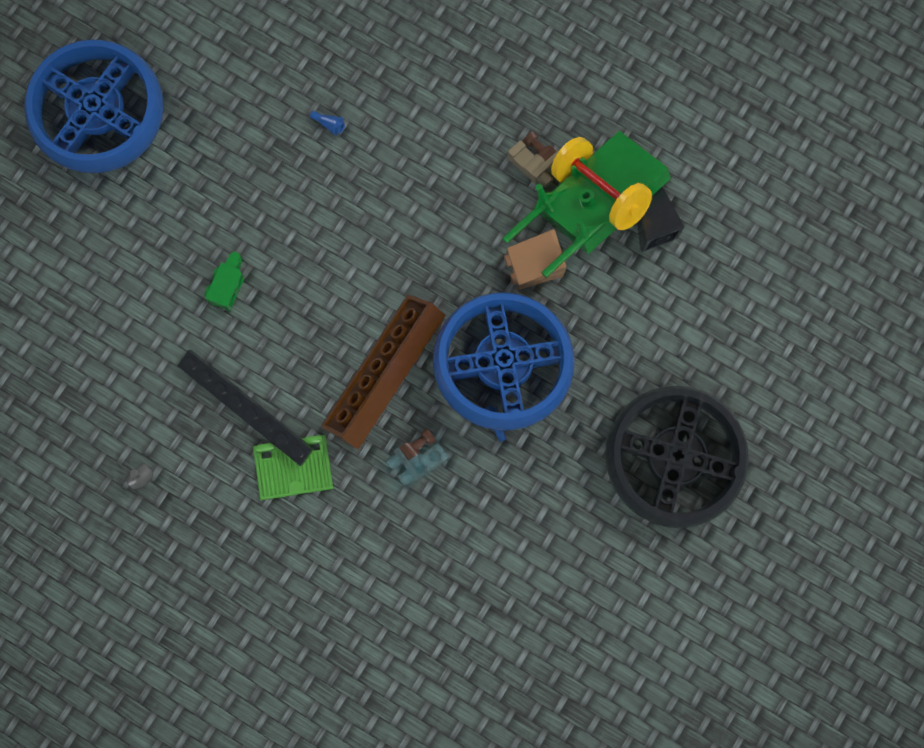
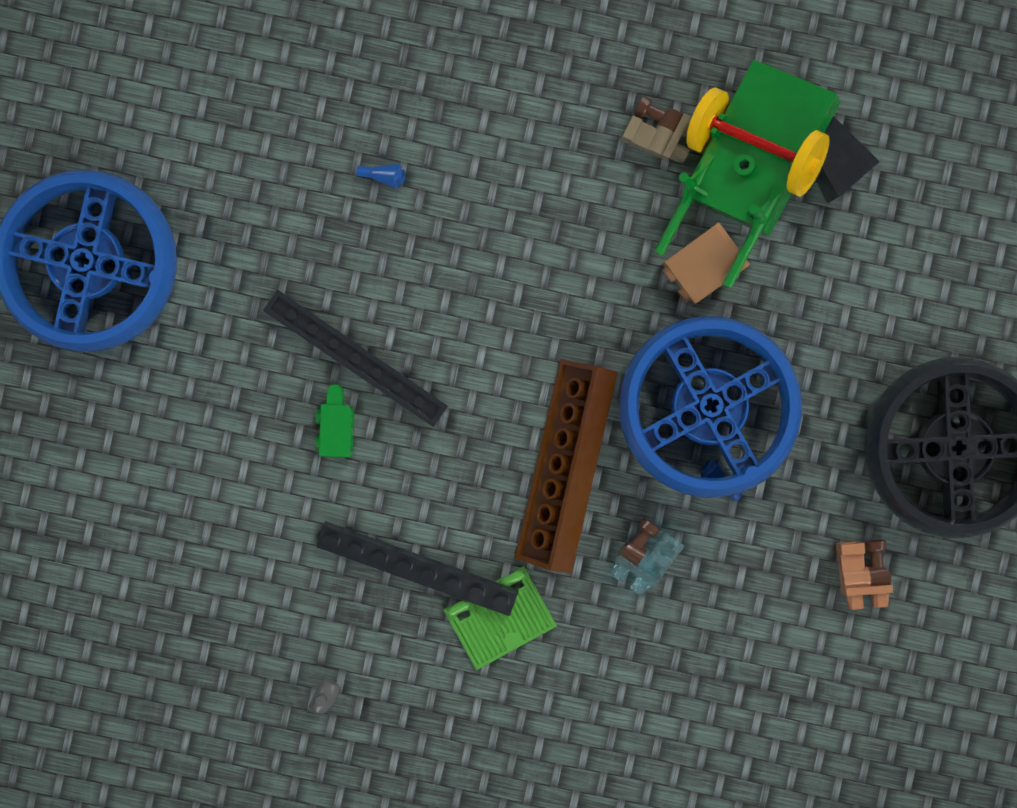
camera: 20 degrees left, 10 degrees up
(259, 242) = (355, 358): none -> black plate
(573, 532) = (860, 579): none -> nougat hips

